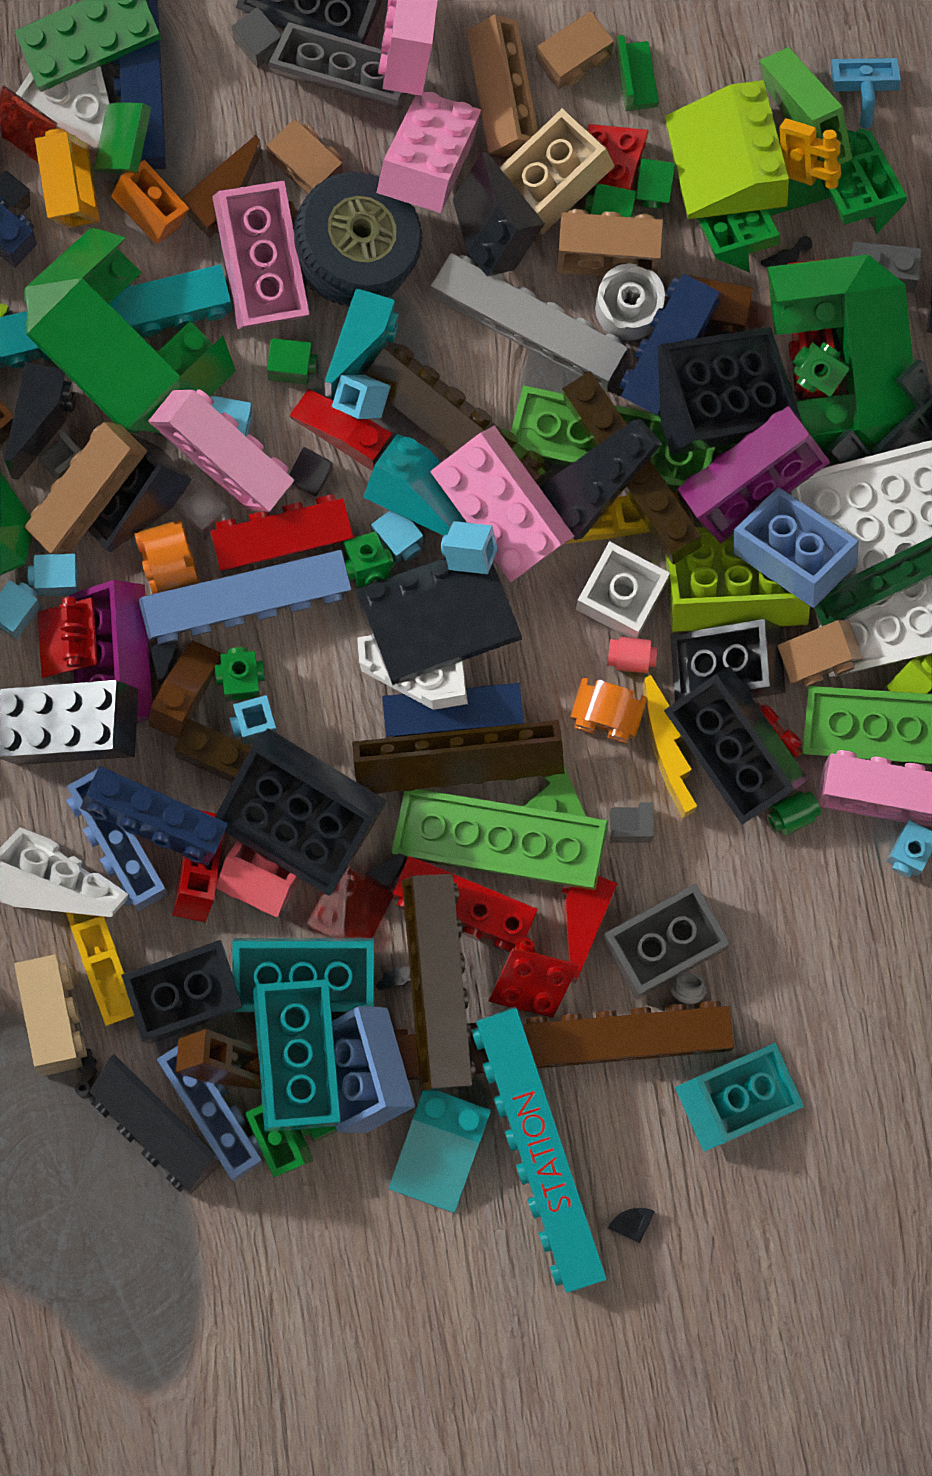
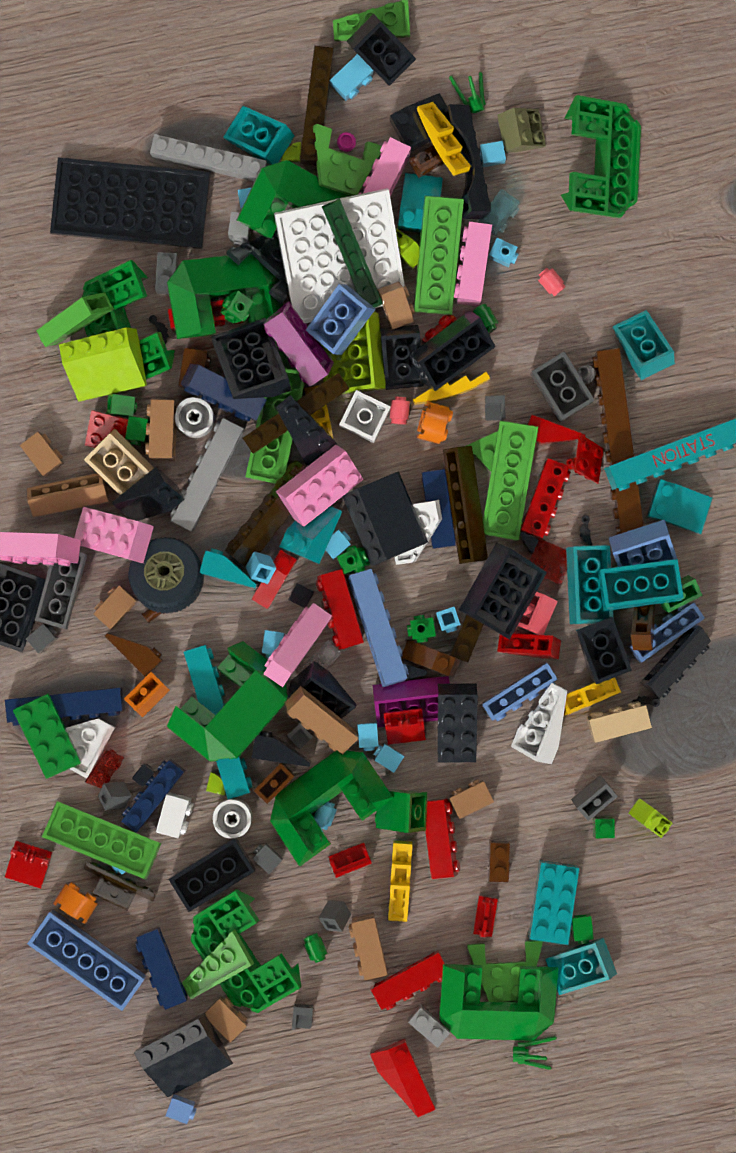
camera: 85 degrees left, 10 degrees up
(67, 179) = (137, 742): light orange window -> none
(122, 138) = (112, 712): green slope -> none
(153, 816) = (509, 670): dark blue brick -> none
(167, 557) = (358, 671): orange brick -> none
(260, 254) = (178, 628): bright pink brick -> none
(291, 361) = (237, 609): green brick -> none
(437, 982) = (594, 510): dark brown brick -> none
(469, 547) = (349, 502): medium azure brick -> none
(632, 1223) = (713, 401): black tile -> none
(636, 74) = (54, 418): green panel -> none
(801, 151) = (109, 316): light orange plate -> none
(858, 933) = (551, 281): none -> coral brick
(867, 77) = (51, 285): dark azure plate -> none

